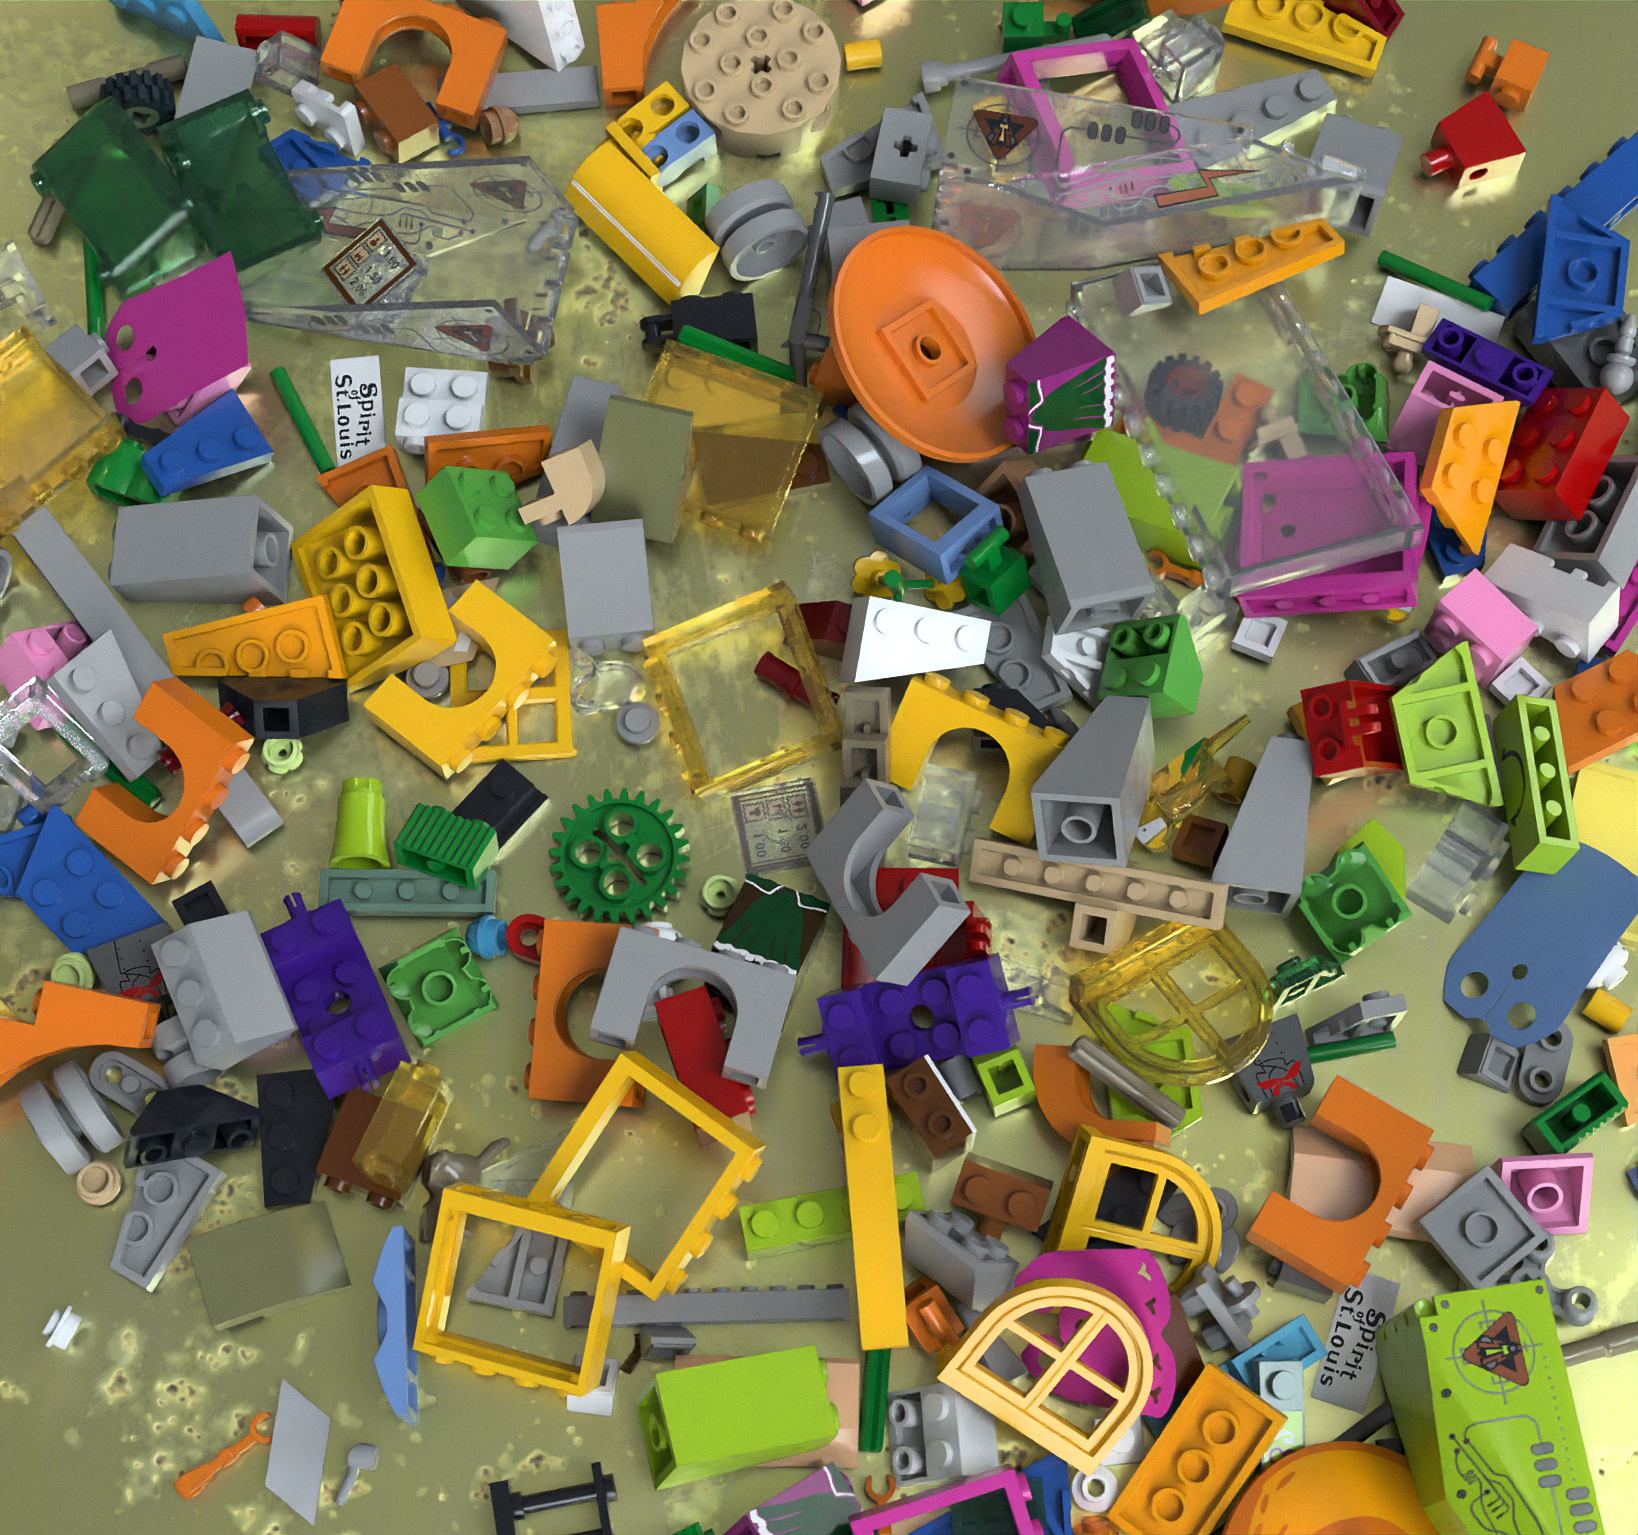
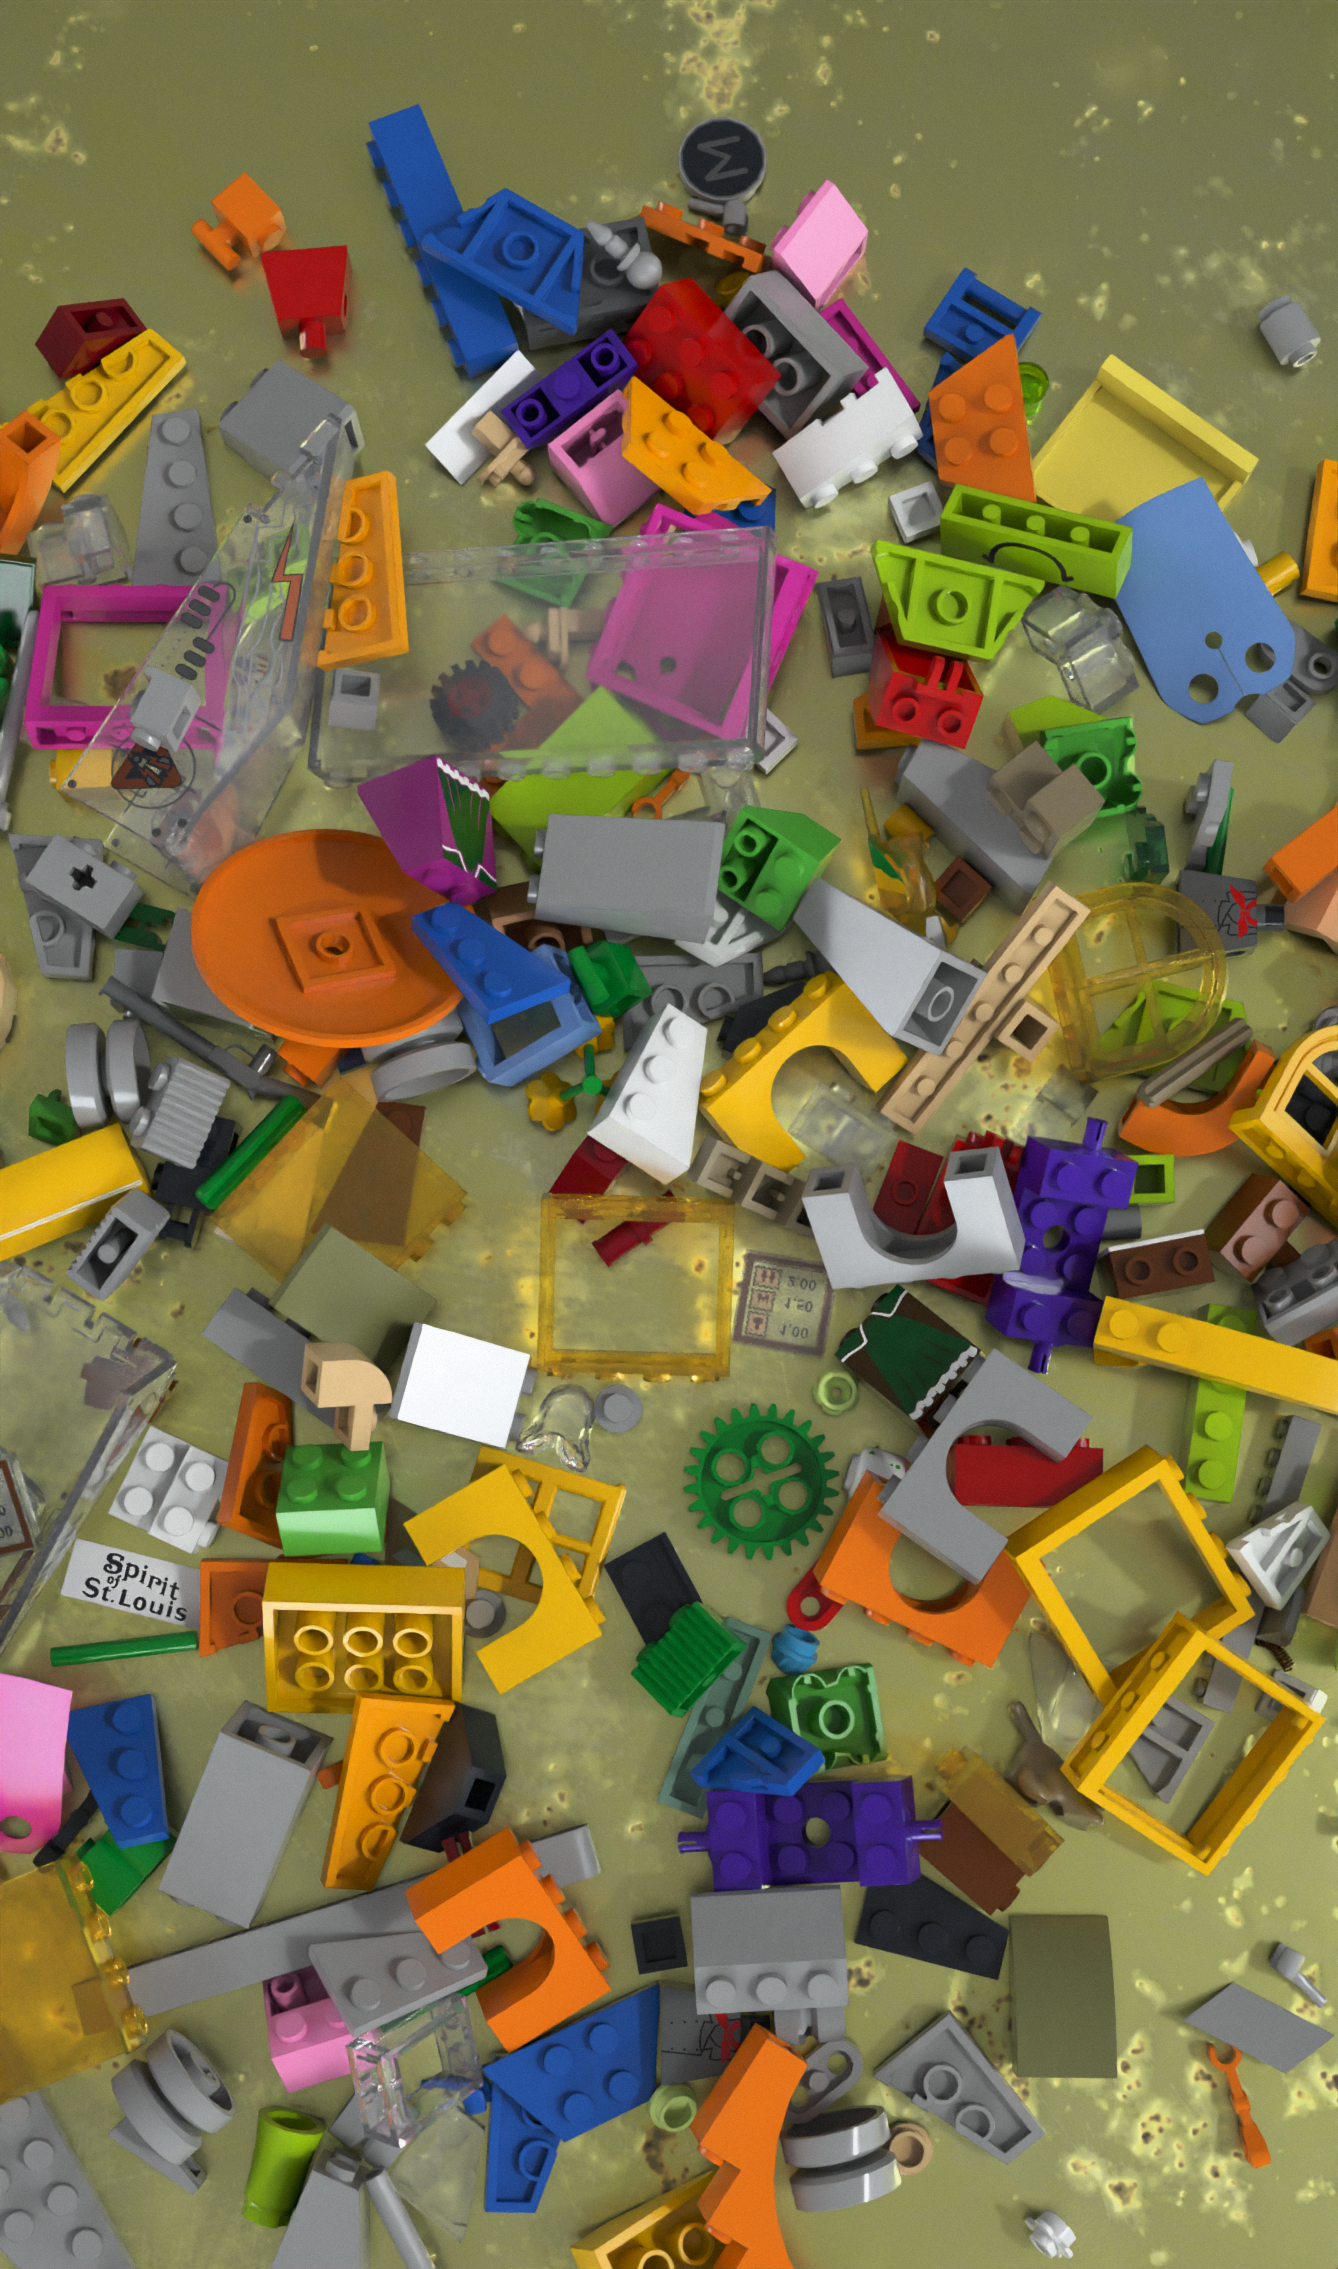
camera: 70 degrees left, 10 degrees up
(188, 1125) = (890, 2033): black slope -> none
(278, 764) = (519, 1804): yellowish green plate -> none
(360, 826) = (627, 1742): lime plant -> none
(381, 927) = (759, 1758): none -> blue wing
(397, 1324) = (1185, 1886): medium blue slope -> none
(622, 287) = (118, 1244): none -> light grey brick
(719, 1308) = (1280, 1552): none -> white wing
(744, 284) = (178, 1111): none -> light grey brick
(960, 464) = (486, 964): none -> blue wing
(1049, 120) = (163, 710): none -> light grey brick
(1292, 853) = (1044, 800): none -> dark tan brick
(1435, 281) = (449, 401): green bar -> none
(1484, 618) = (848, 518): bright pink brick -> none

